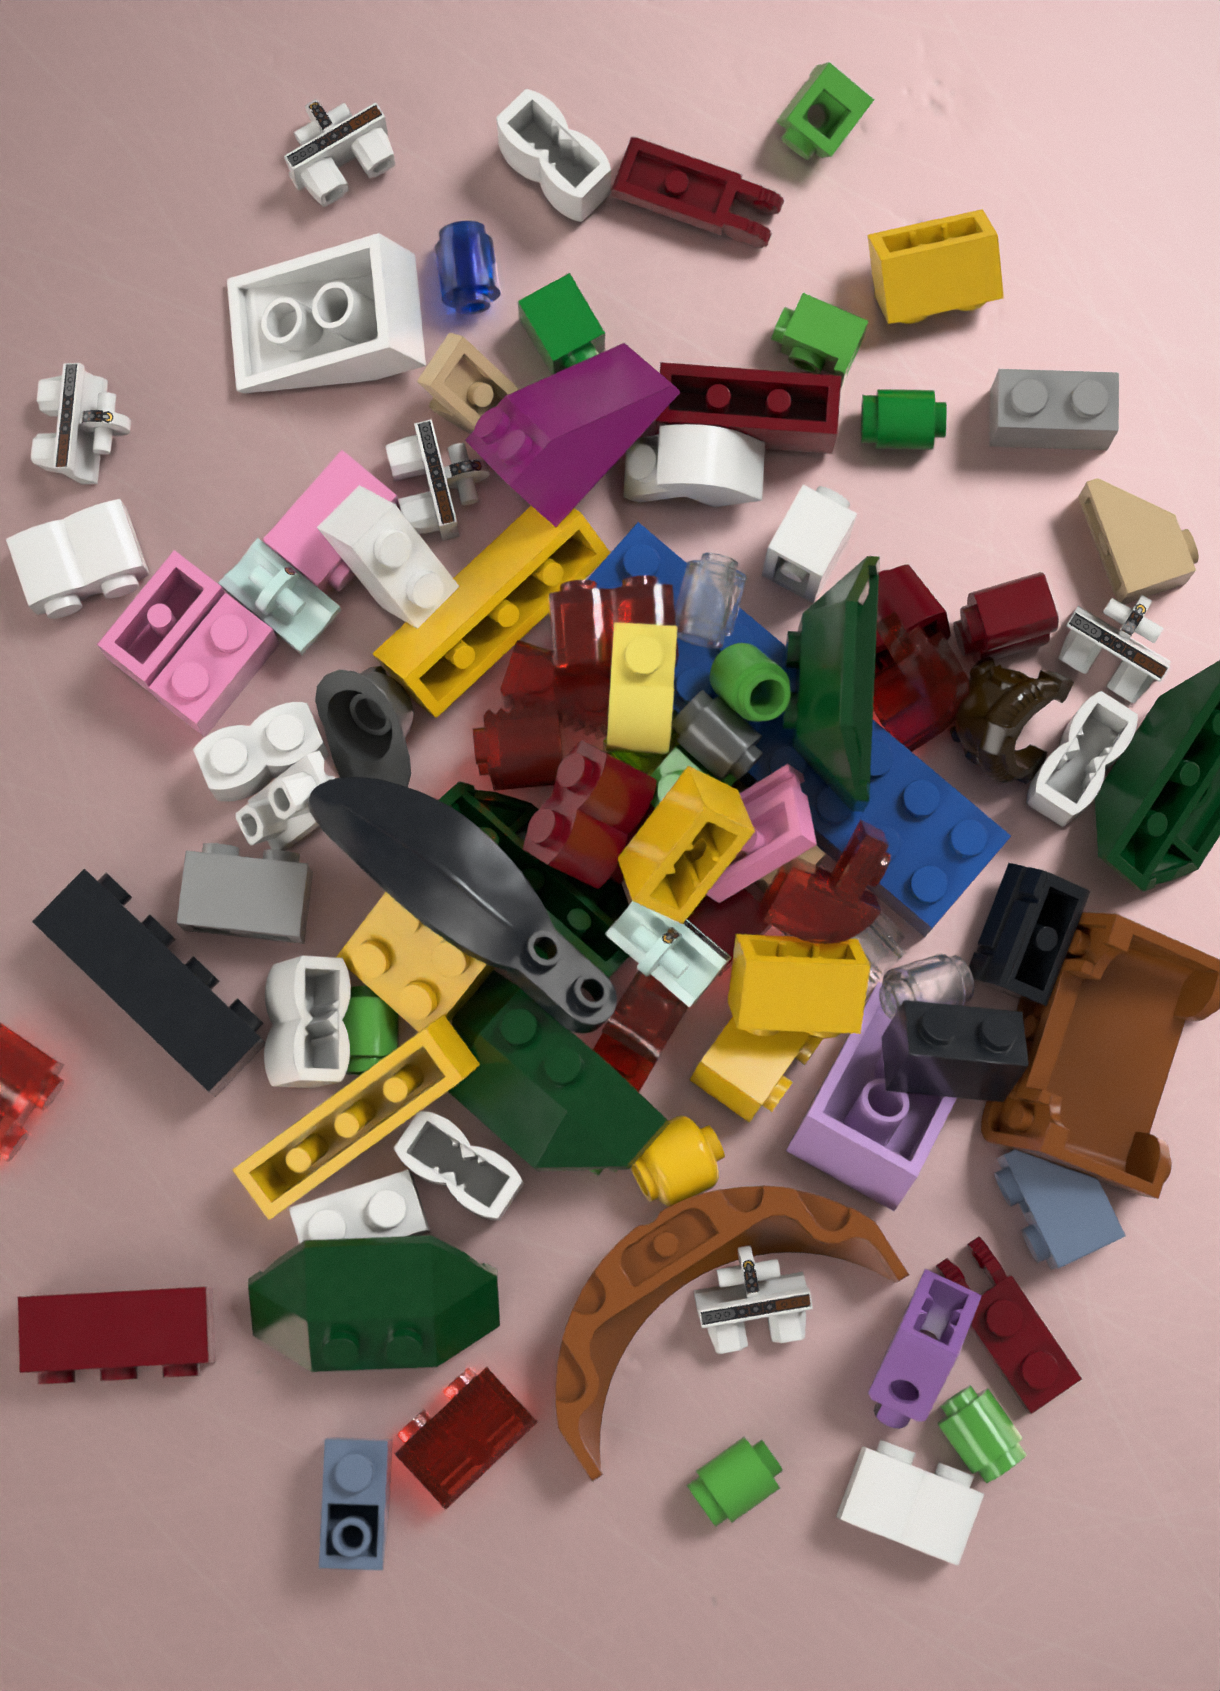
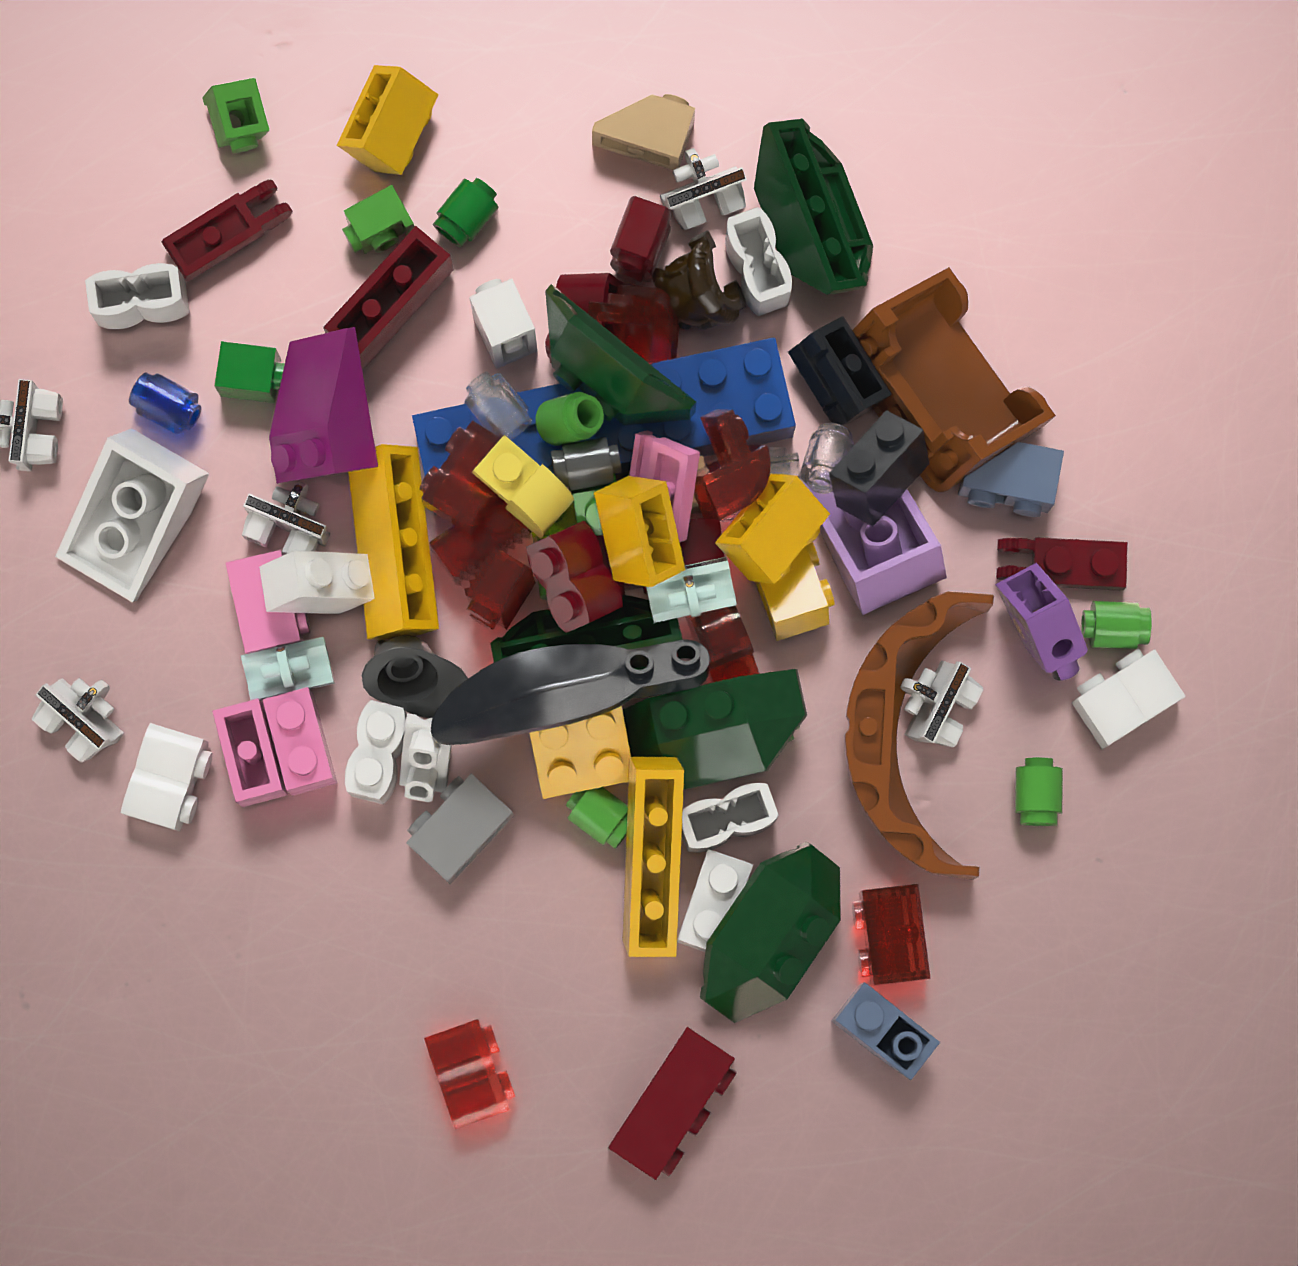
camera: 55 degrees left, 0 degrees up
(150, 982) = (470, 924): black brick -> none
(306, 1007) = (572, 848): white brick -> none
(463, 383) = (241, 458): tan slope -> none
(679, 1162) = (824, 683): yellow head -> none
(695, 462) = (400, 354): white brick -> none
(1054, 409) = (530, 117): light grey brick -> none

